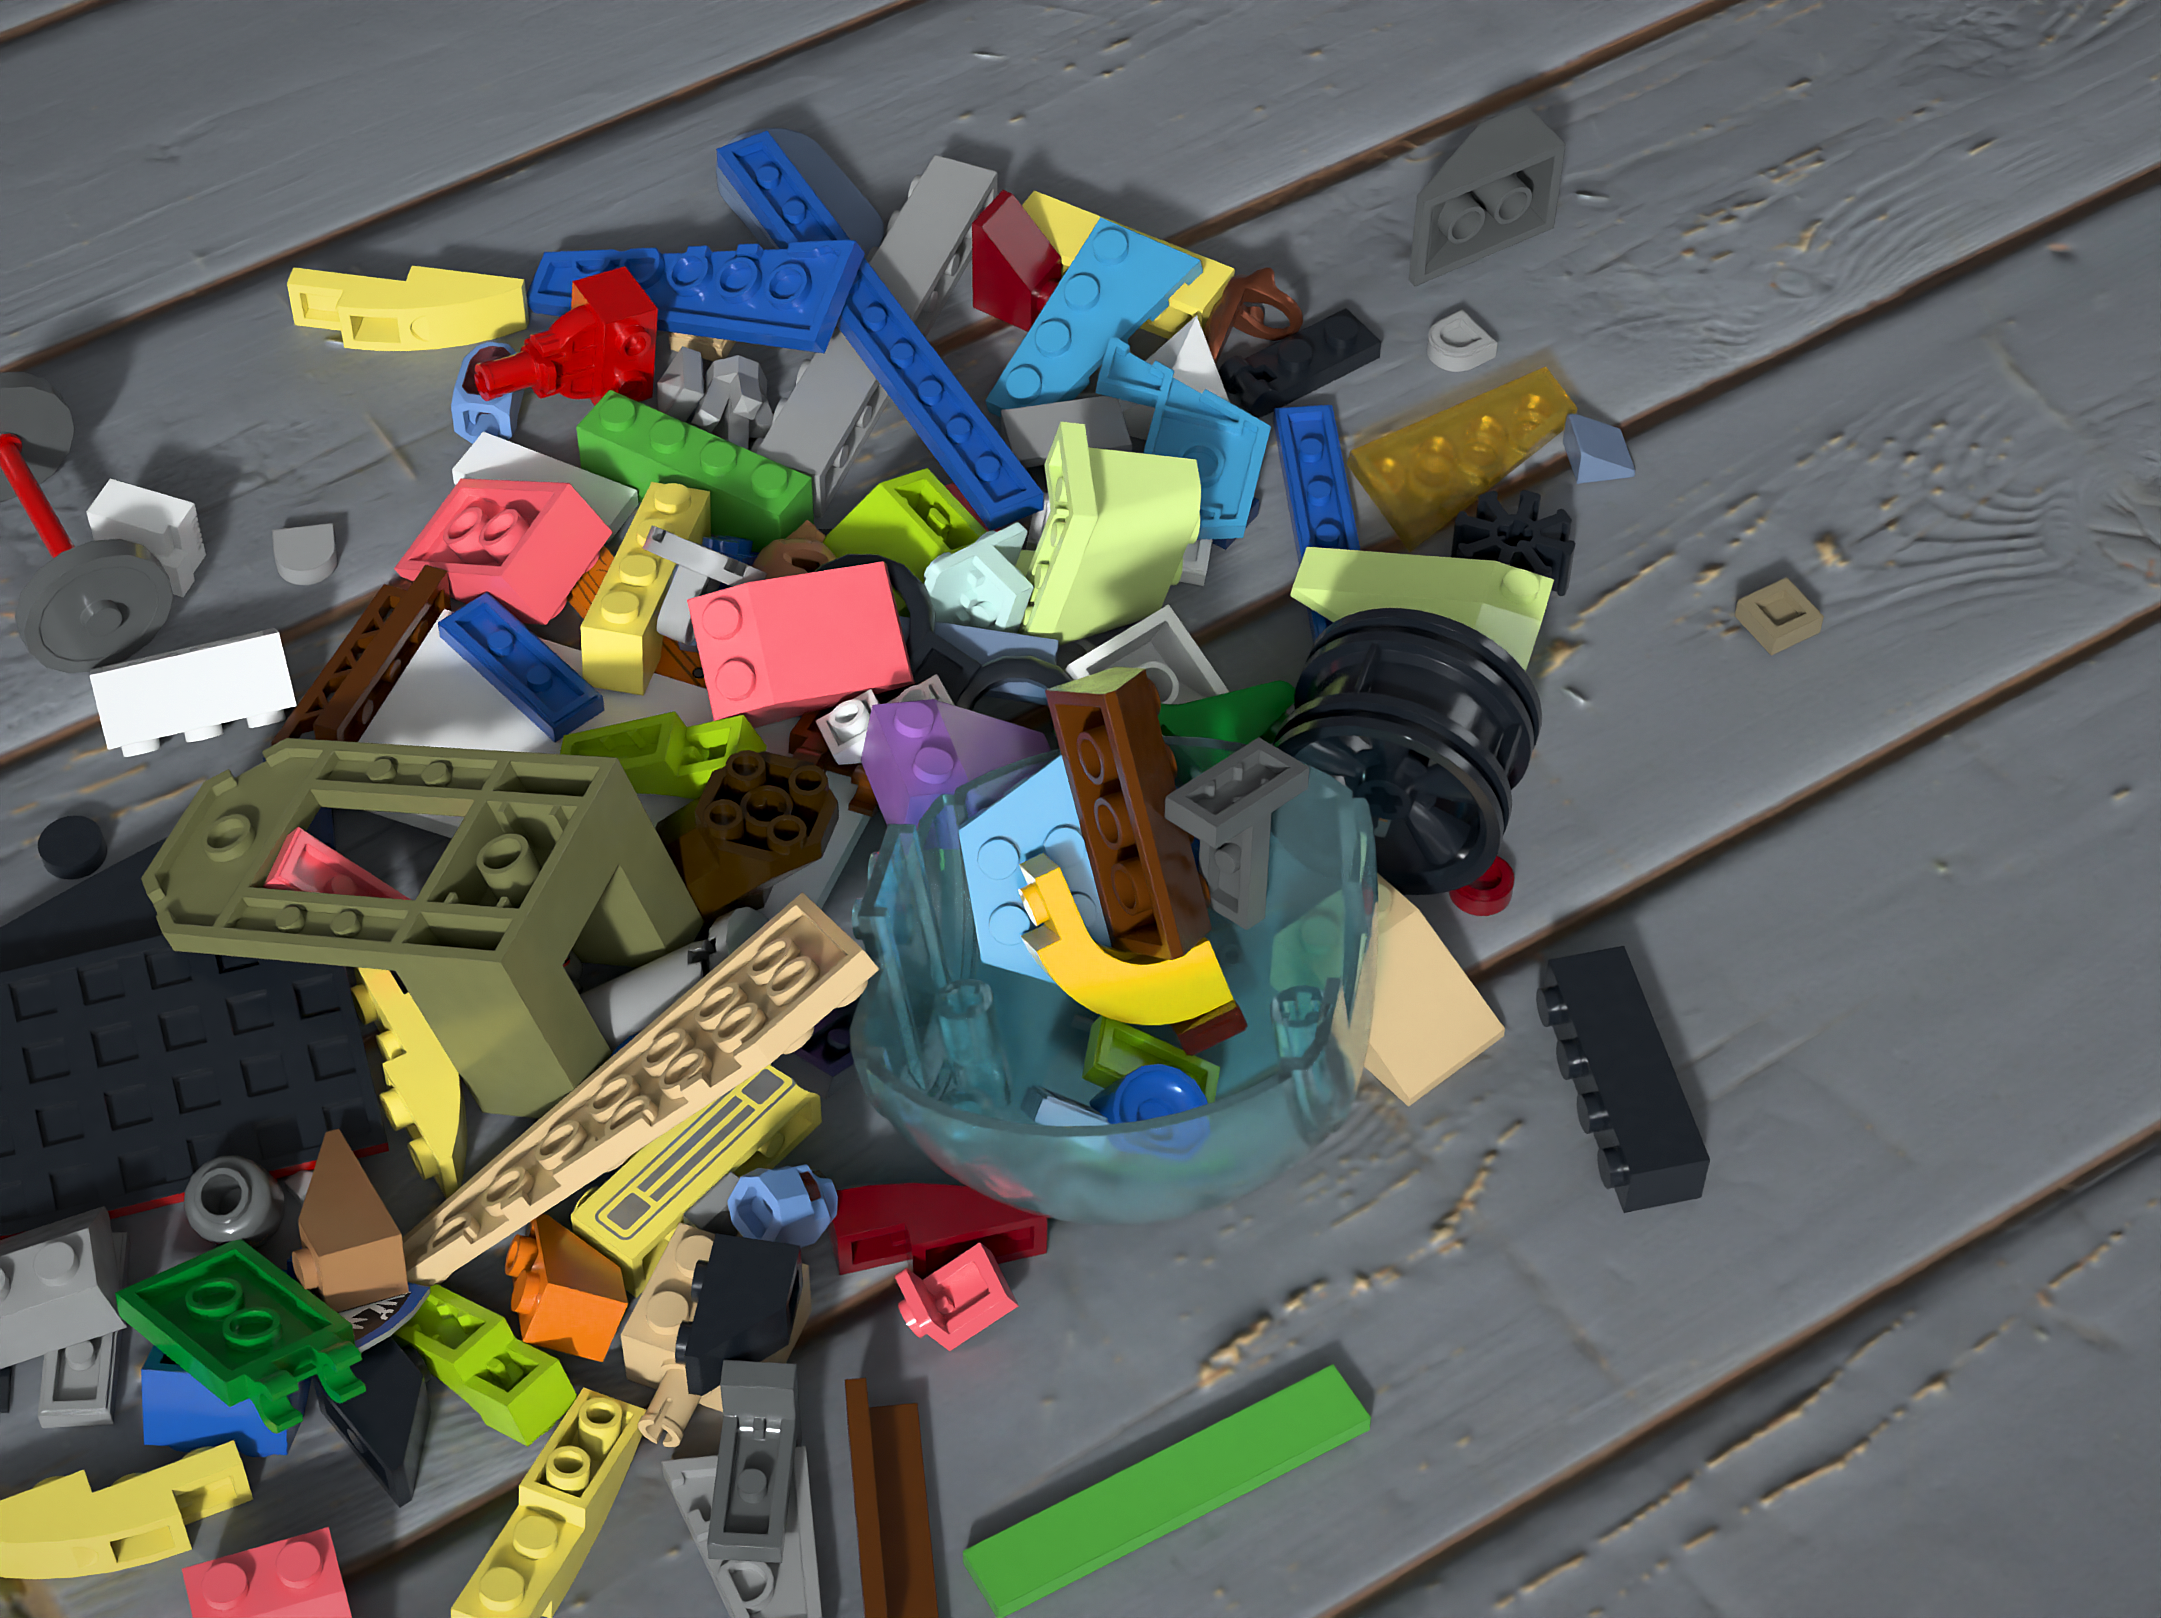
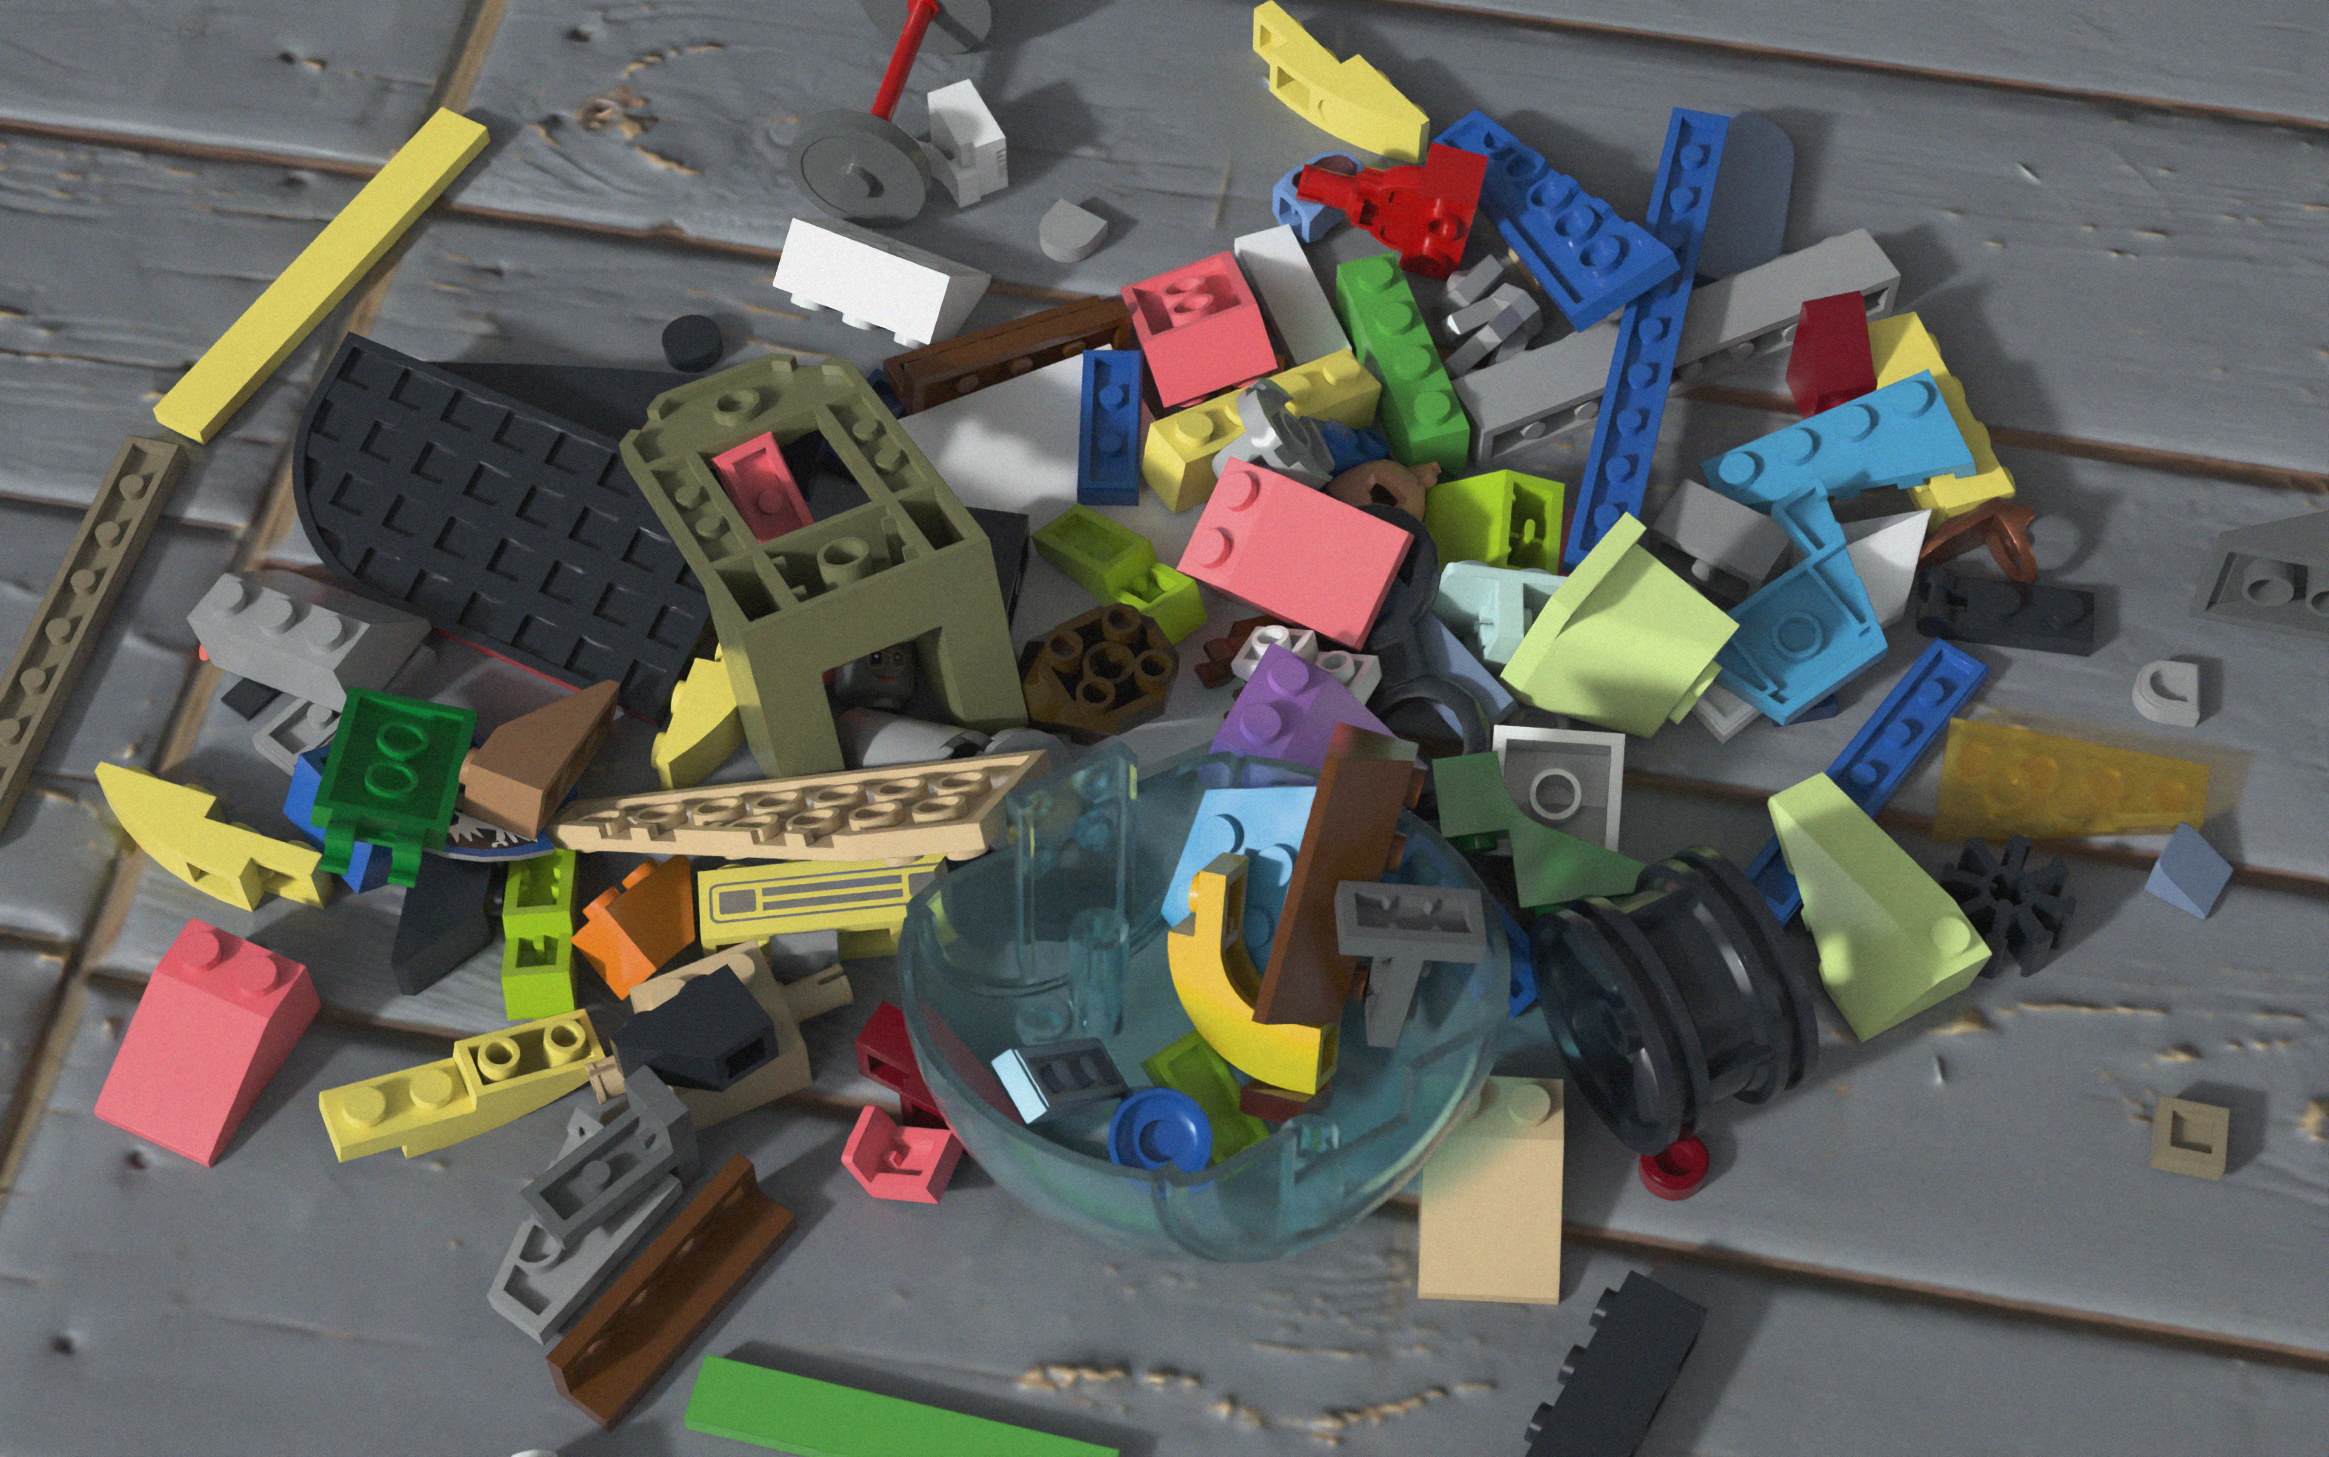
camera: 45 degrees right, 5 degrees up
(234, 1201) = (503, 681): dark grey head -> none
(783, 1204) = (828, 987): medium blue rock -> none

